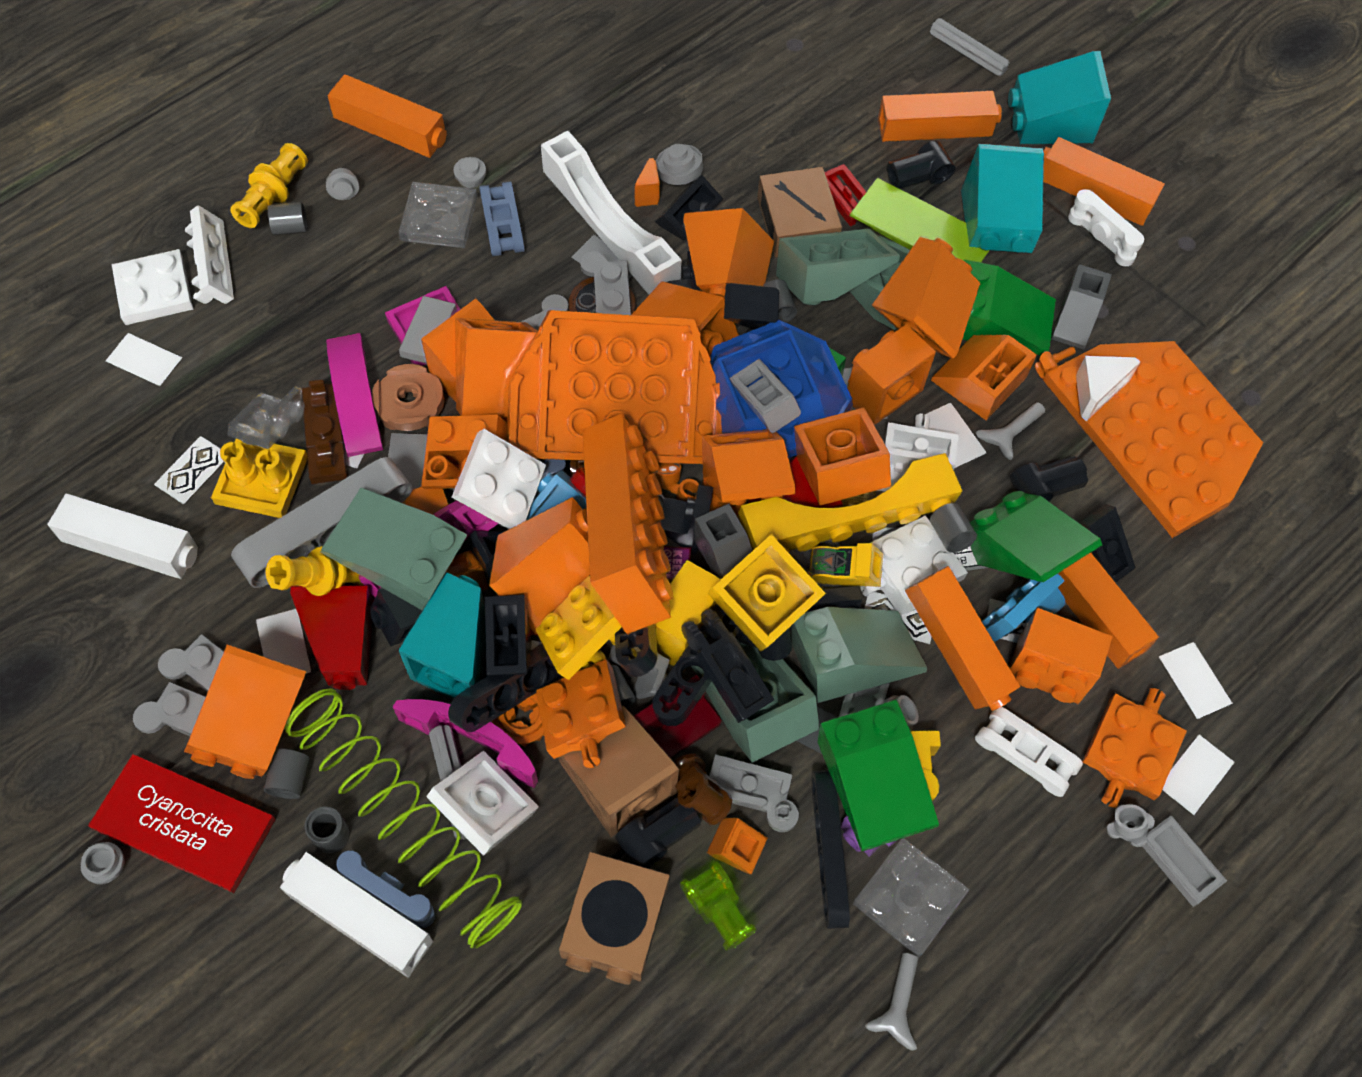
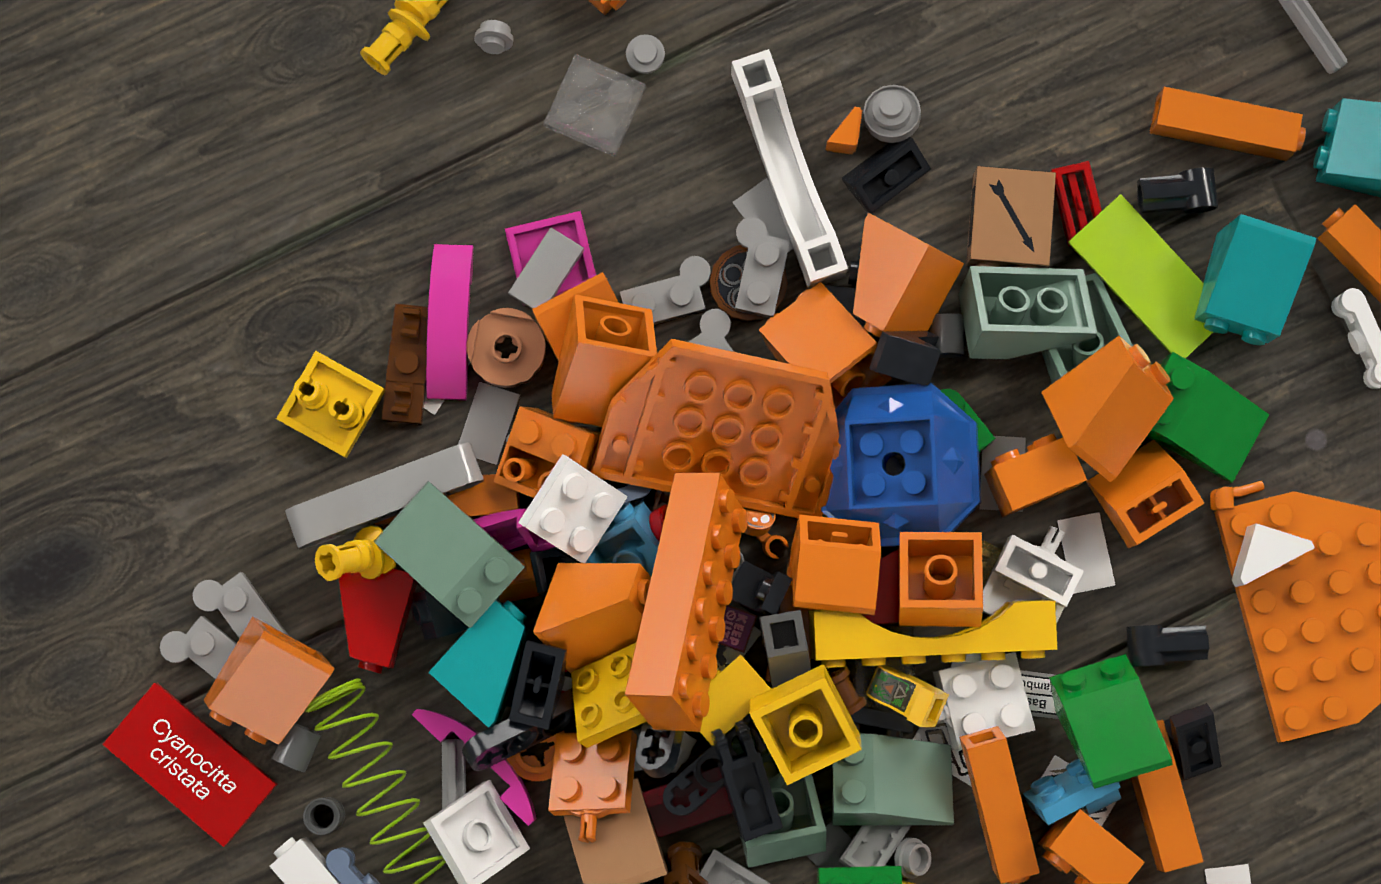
camera: 20 degrees right, 20 degrees up
(102, 863) = (110, 783): light grey plate -> none
(123, 536) = (181, 439): white brick -> none
(144, 359) = (233, 213): white sticker -> none
(152, 287) = (256, 121): white plate -> none
(191, 470) = (262, 368): white sticker -> none
(210, 257) = (327, 101): white plate -> none
(267, 418) = (349, 341): clear bracket -> none
(283, 639) = (317, 605): white sticker -> none
(287, 218) = (422, 70): dark grey beam -> none
(501, 218) = (665, 132): sand blue plate -> none
(767, 396) = (888, 511): light grey slope -> none
(953, 527) = (1035, 681): dark grey beam -> none
(1004, 436) = (1141, 573): light grey piece -> none
(1081, 306) = (1287, 443): slope -> none

